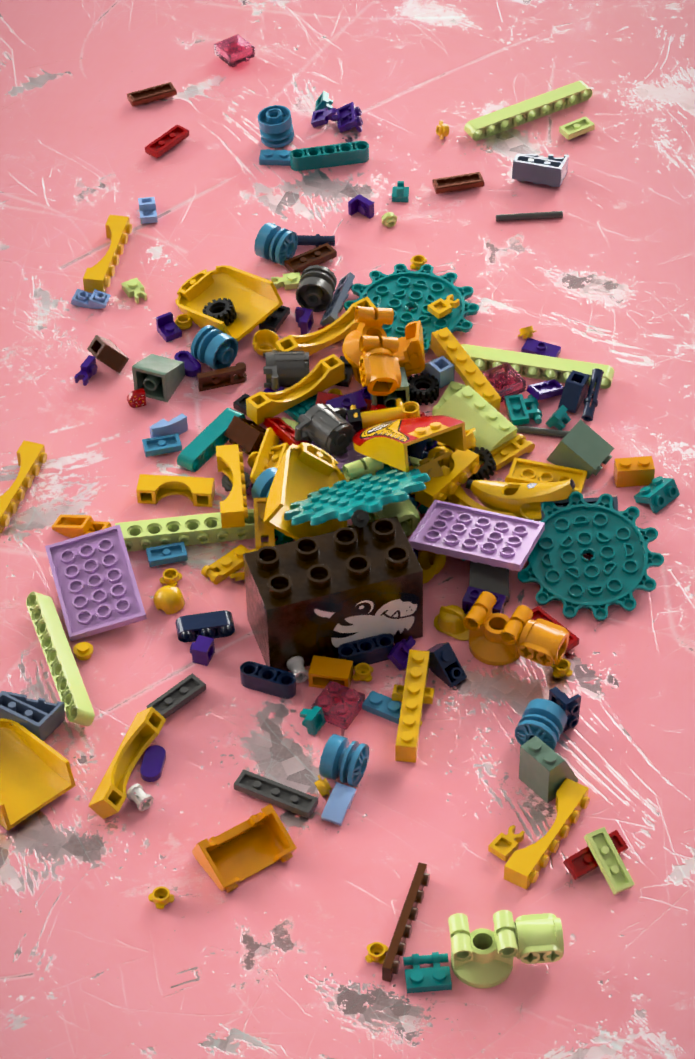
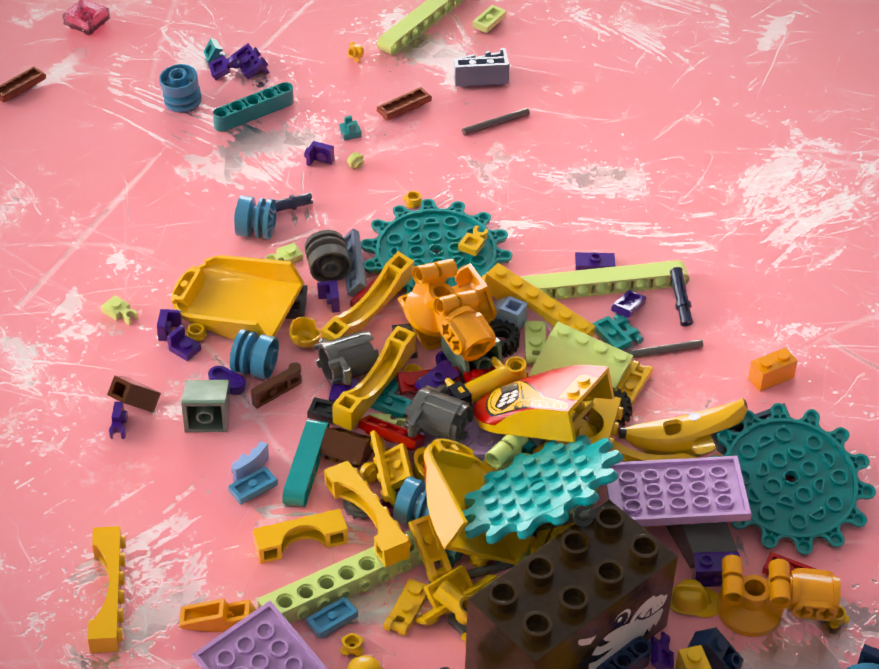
camera: 25 degrees left, 0 degrees up
(93, 300) = (80, 334): light blue slope -> none
(100, 275) = (70, 305): yellow arch -> none
(137, 398) = (194, 437): red tile -> none
(147, 210) = (83, 214): light blue slope -> none
(164, 306) = (167, 319): none -> dark purple bracket
(167, 141) = (64, 132): red plate -> none
(221, 310) = (235, 303): black tyre -> none
(274, 157) = (194, 122): dark azure plate -> none
(312, 257) = (297, 224): reddish brown plate -> none
(505, 380) = (584, 303): clear pink brick -> none
(526, 332) = (570, 246): yellow plate -> none
(538, 472) = (684, 399): yellow bracket -> none
(558, 418) = (659, 332): teal tile -> none
(574, 391) = (661, 298): dark blue slope -> none
(582, 450) = (707, 362): sand green slope -> none
(658, 493) = (808, 385): teal bracket -> none

